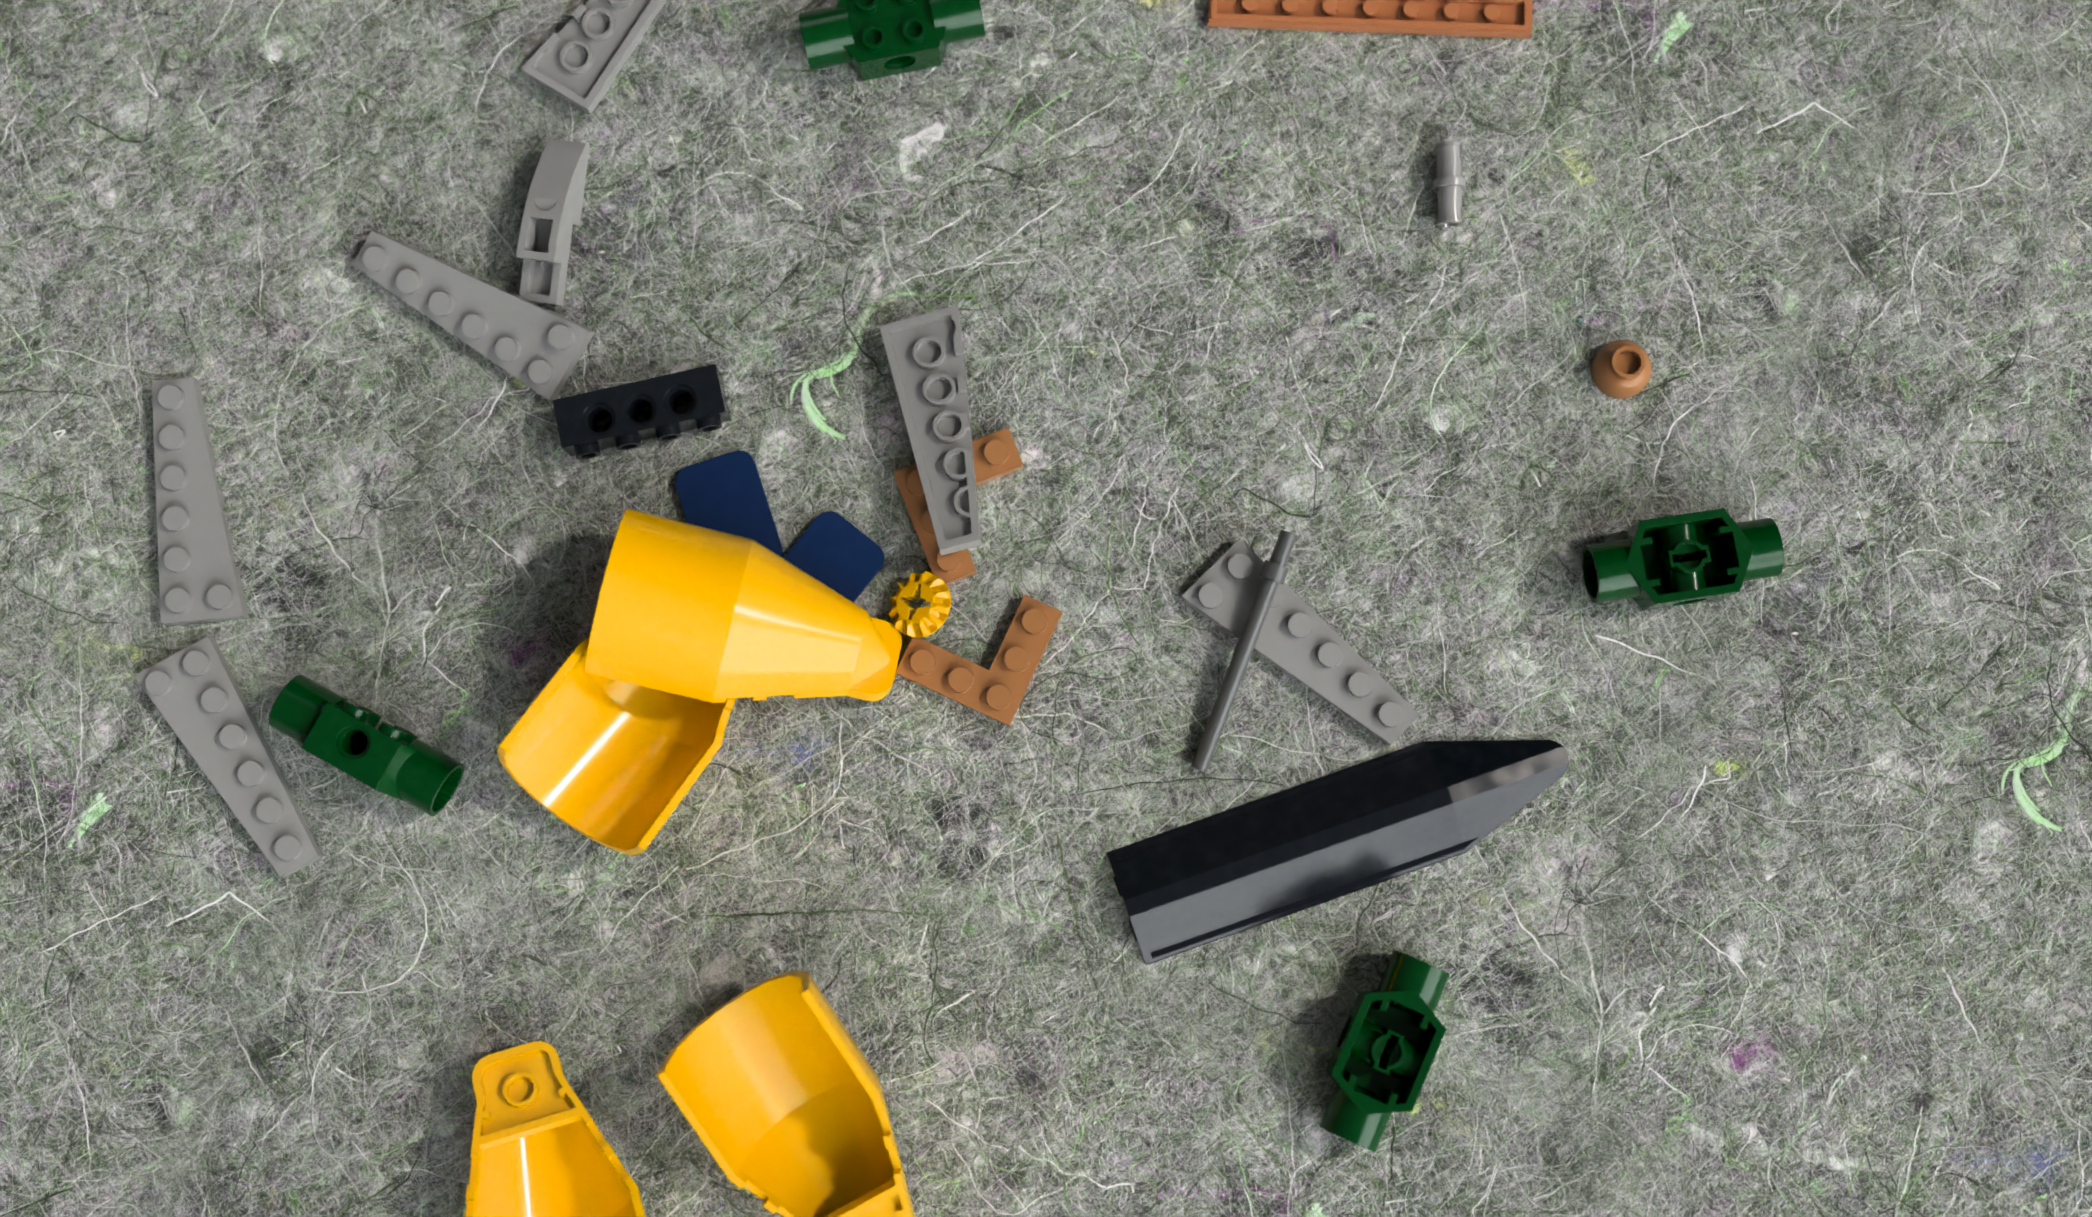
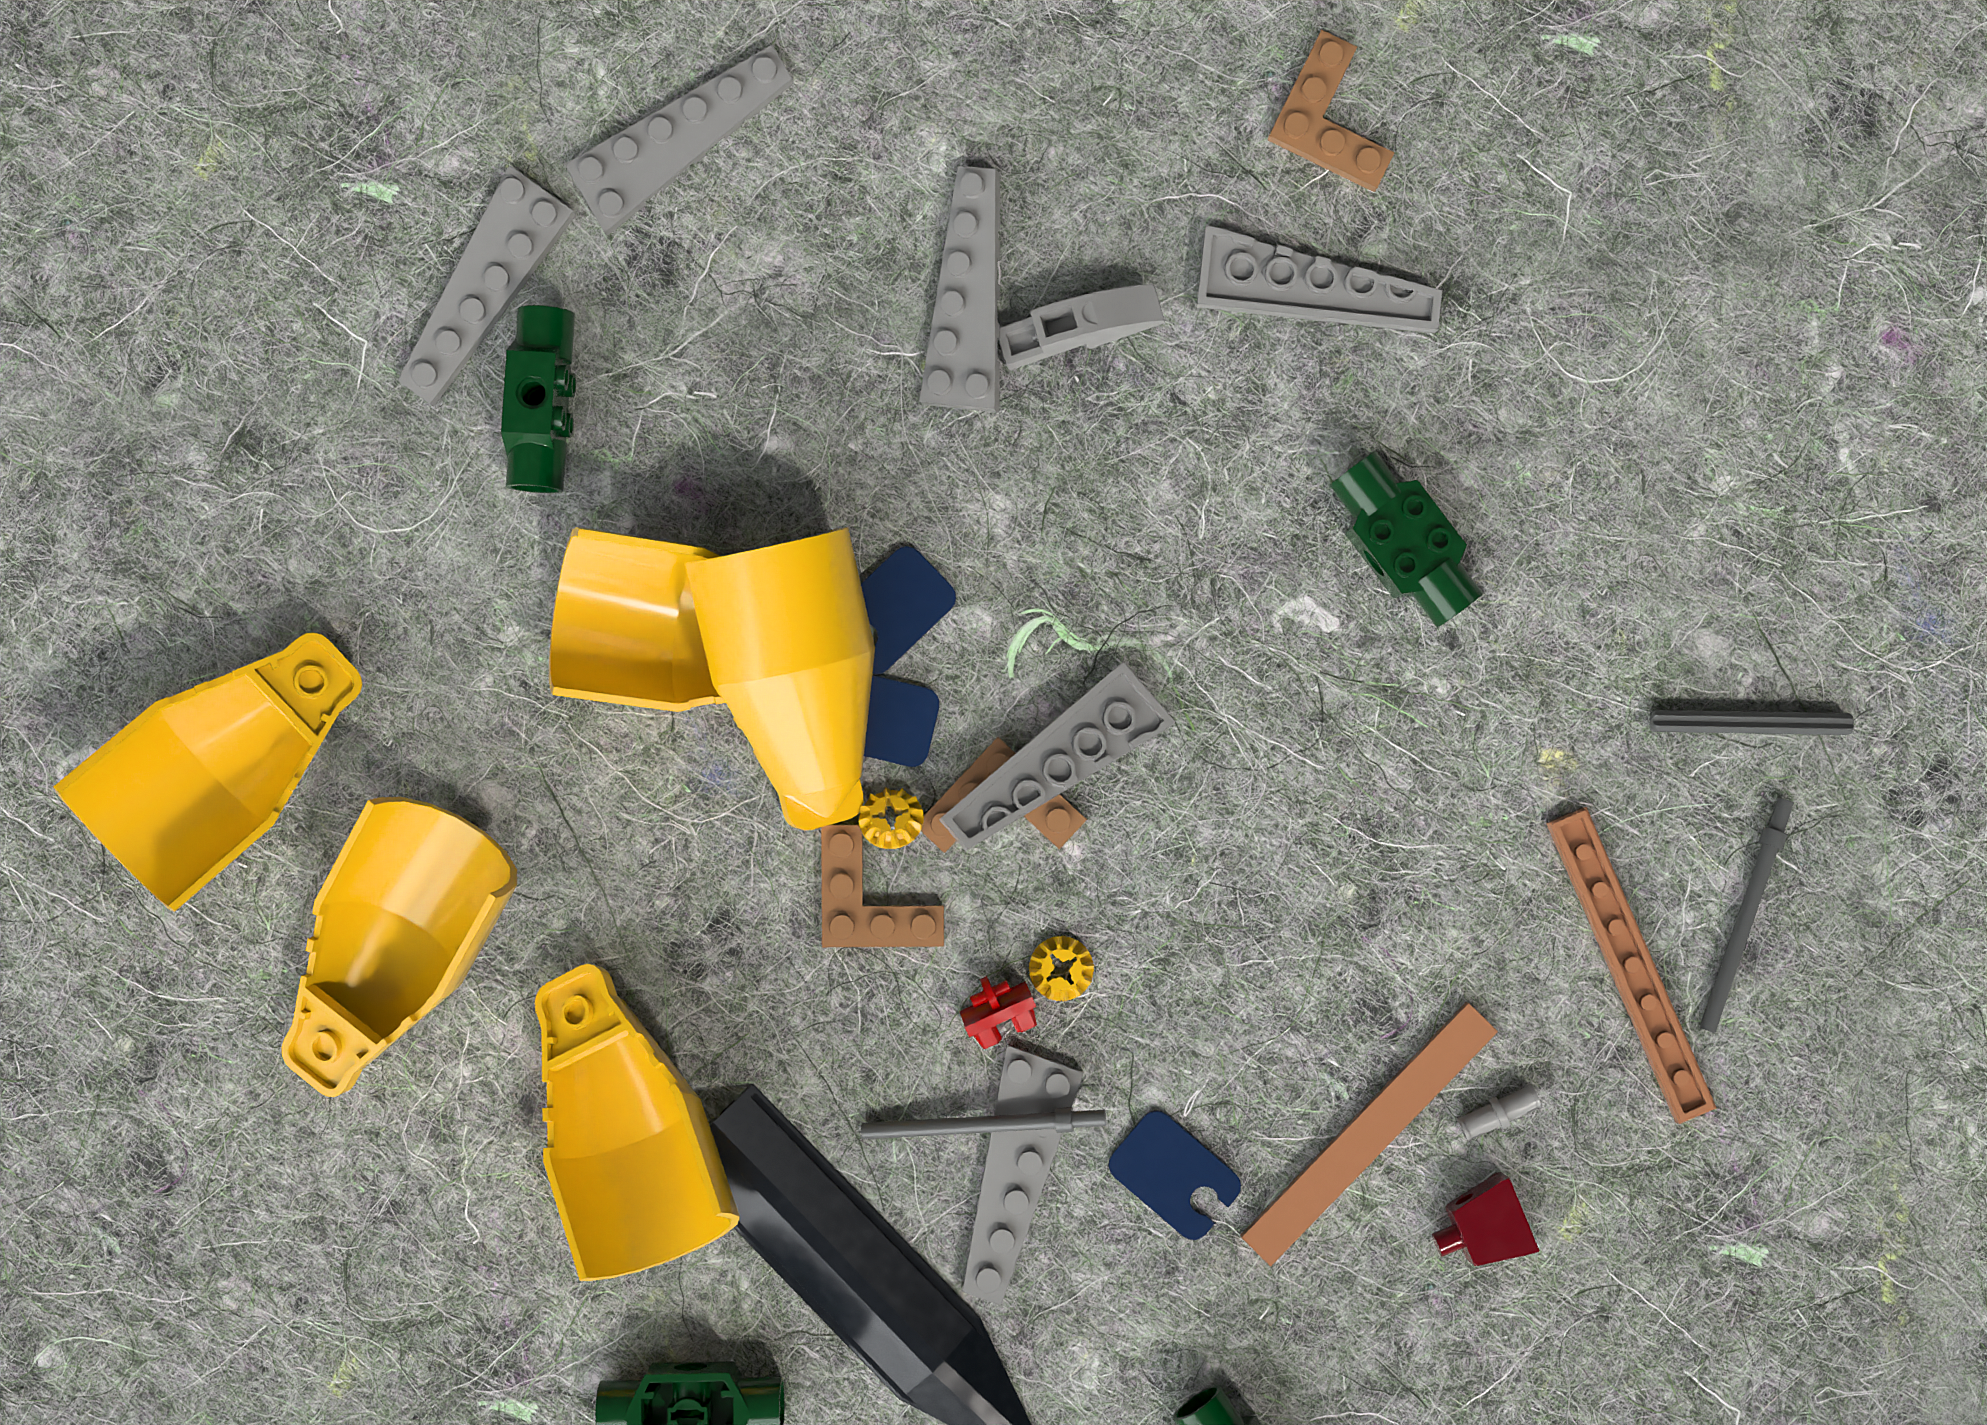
camera: 60 degrees right, 5 degrees up
(578, 413) = (915, 435): black brick -> none
(1095, 986) = (623, 1135): none -> yellow windscreen
(1122, 530) = (1064, 949): none -> yellow gear
(1139, 588) = (996, 1006): none -> red hips
(1360, 503) = (1165, 1168): none -> dark blue piece
(1415, 310) = (1368, 1133): none -> nougat tile
(1545, 239) = (1487, 1224): none -> dark red torso
(1621, 369) = (1402, 1344): medium nougat piece -> none

